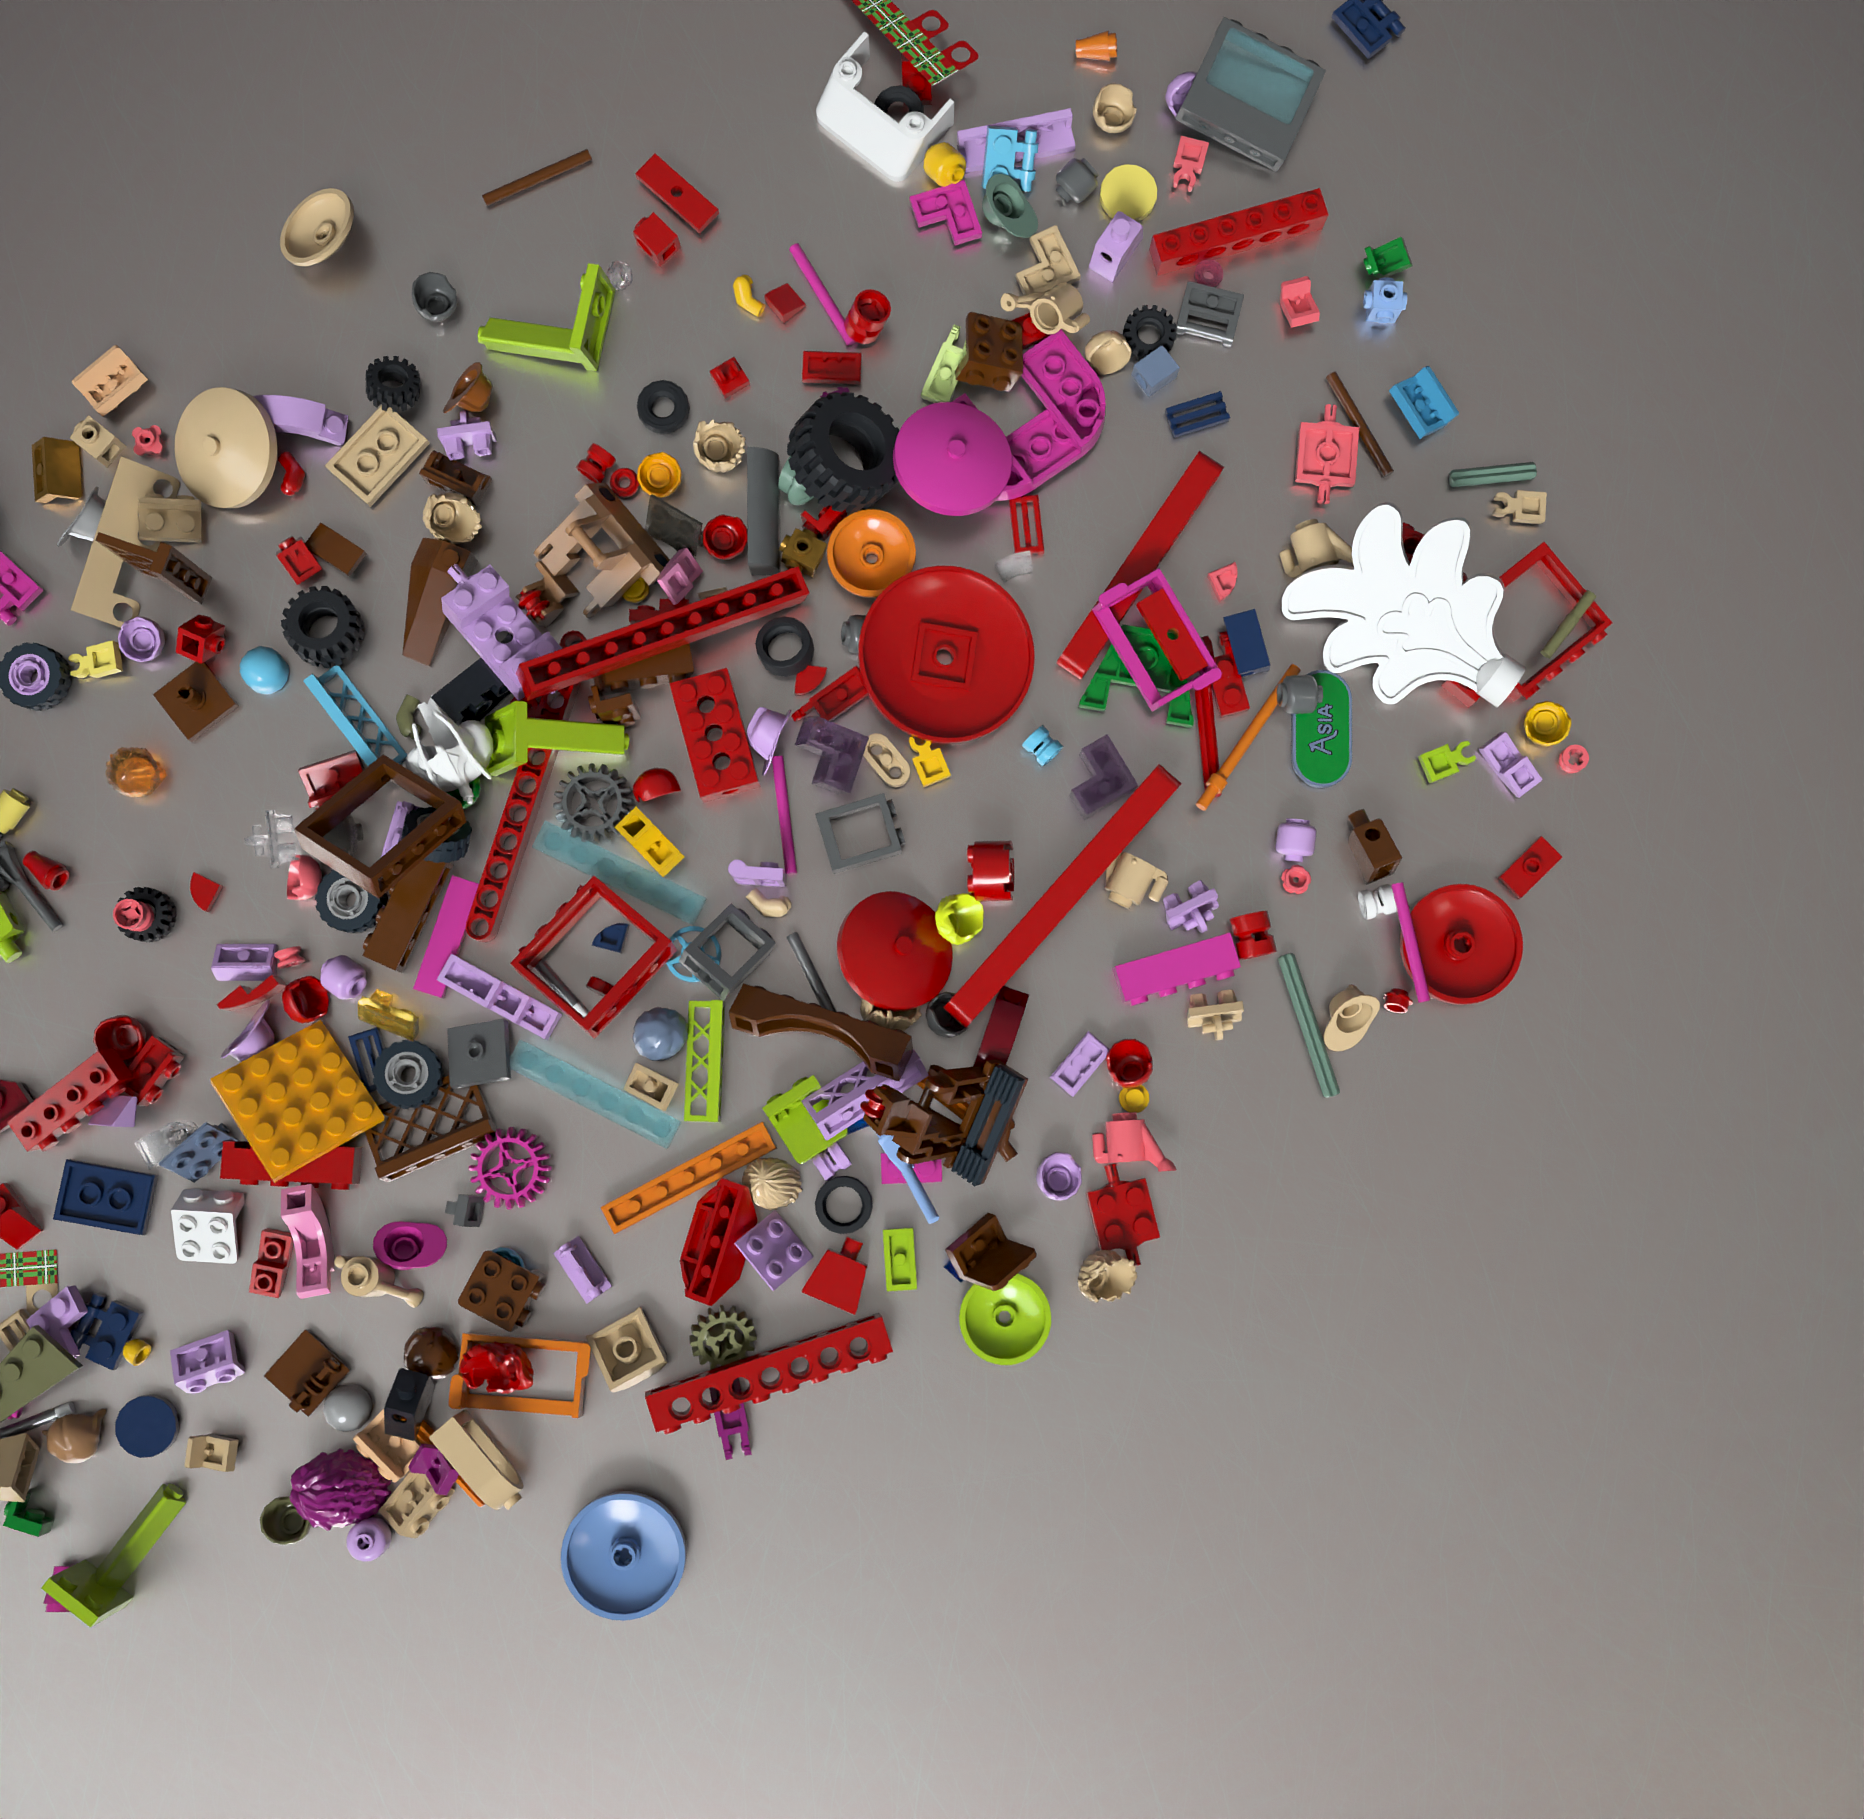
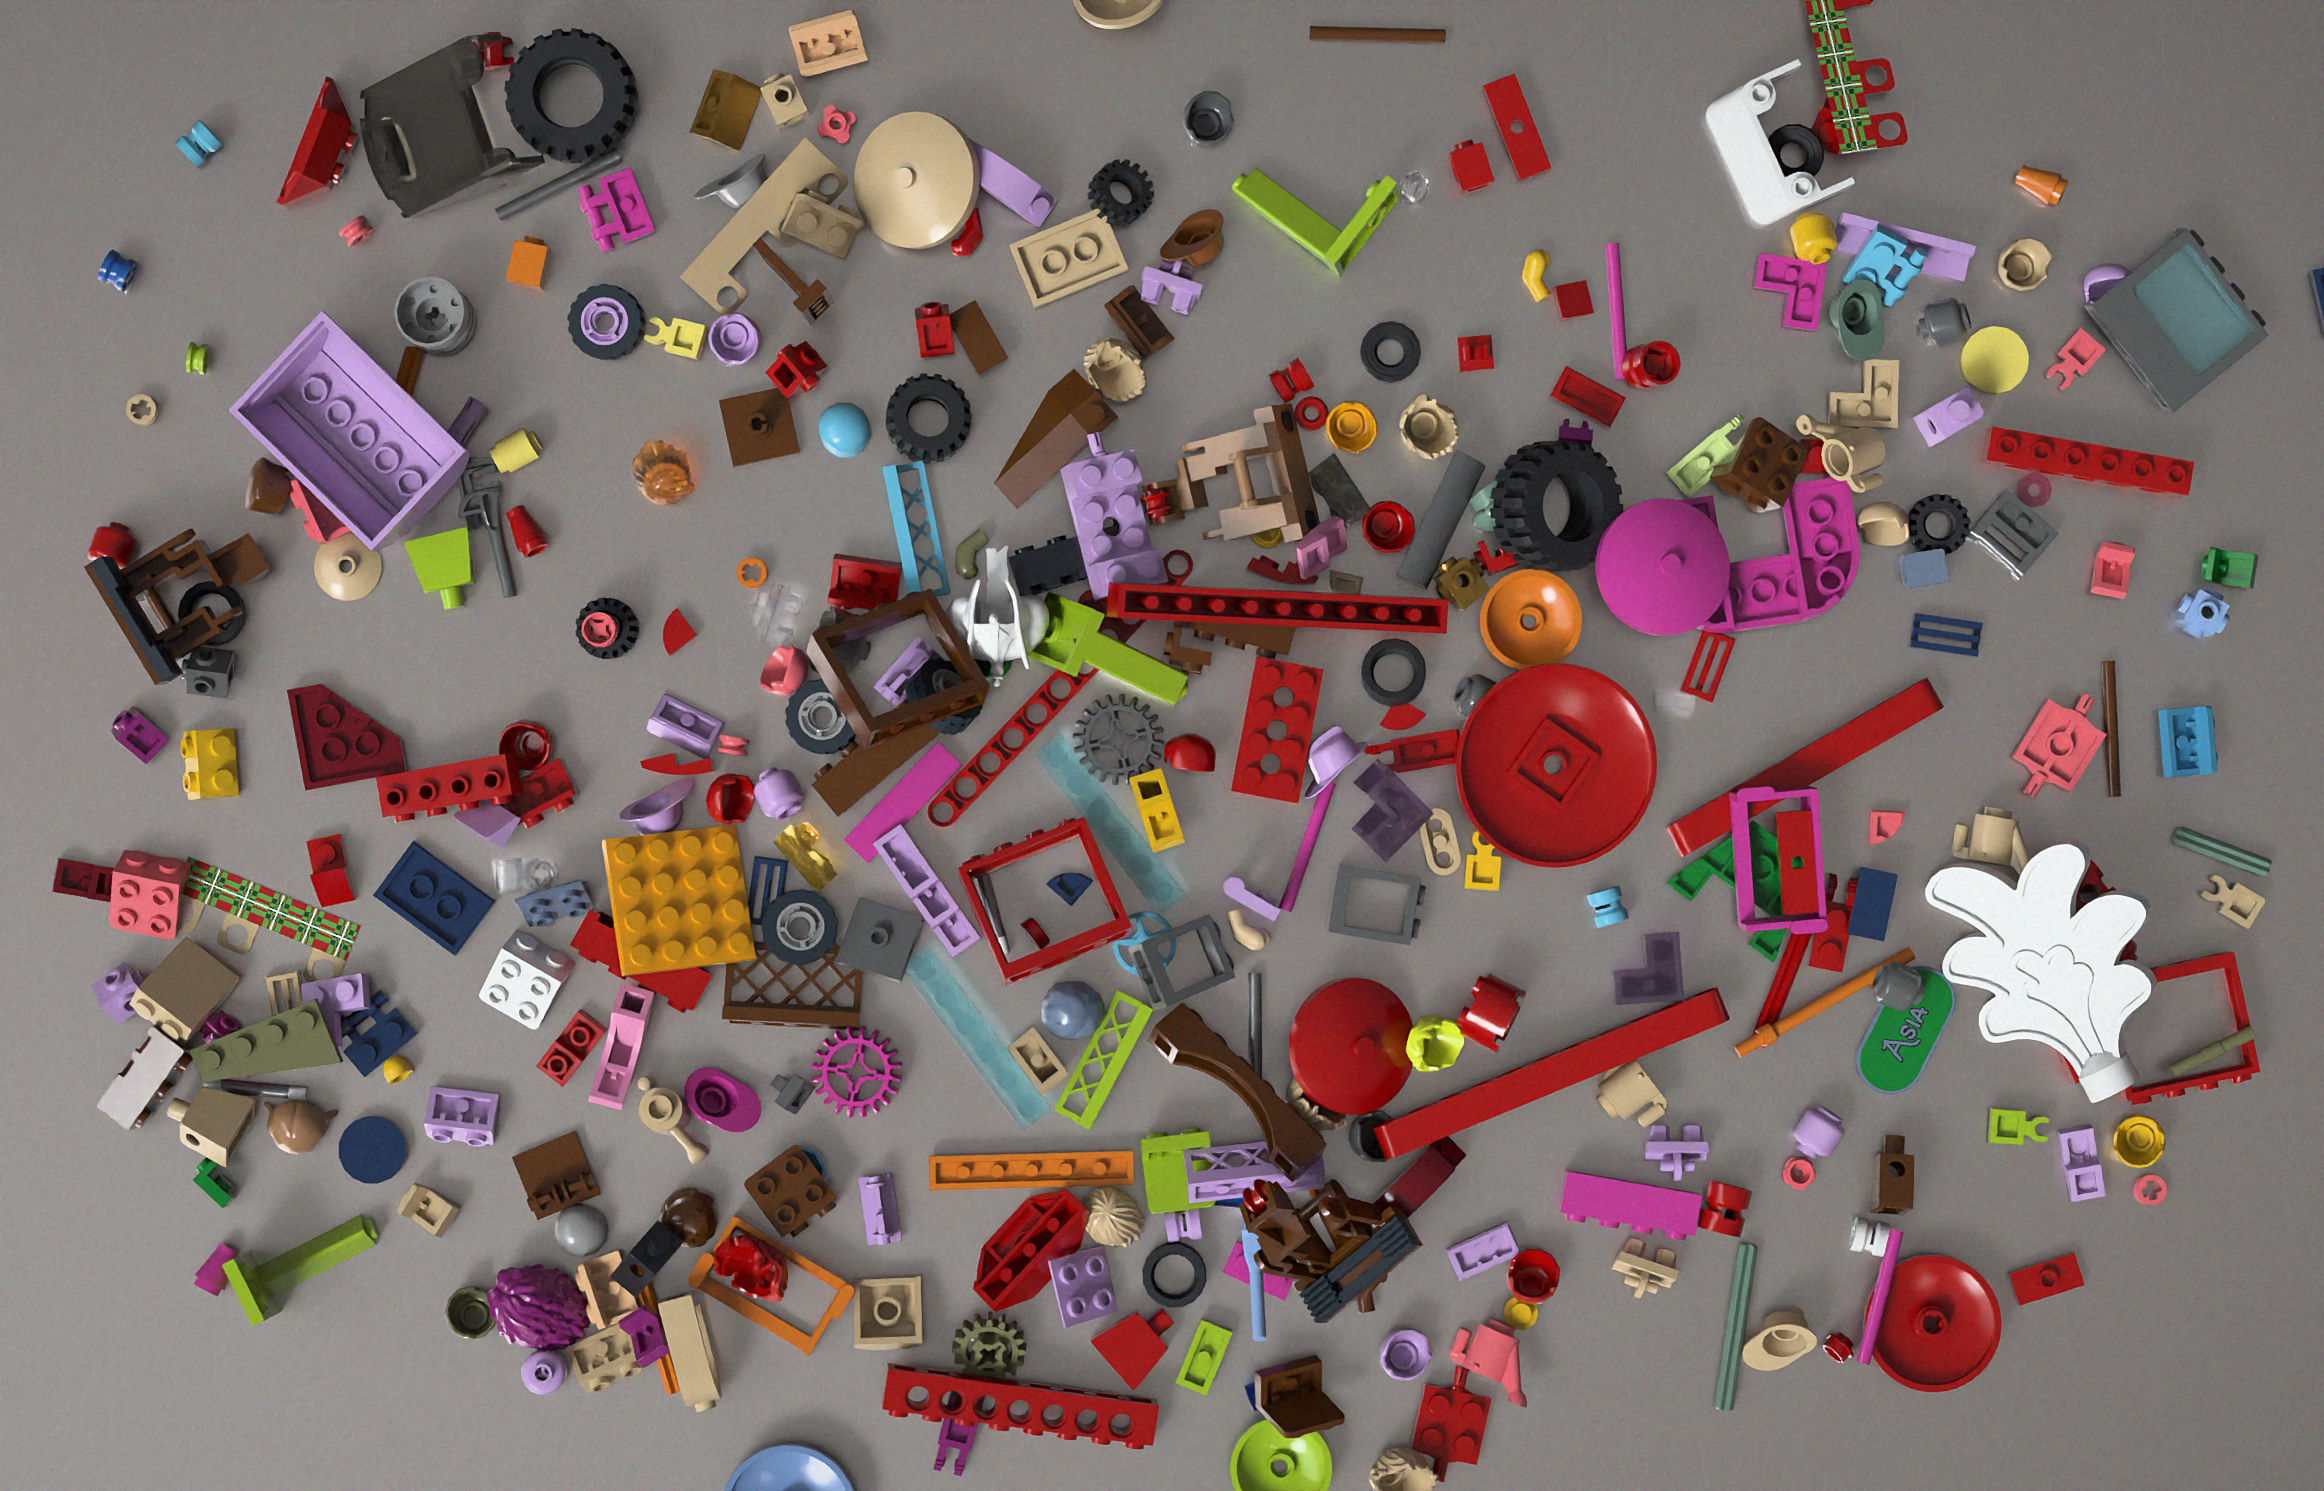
camera: 25 degrees right, 5 degrees up
(244, 824) = (752, 562): none -> orange bush

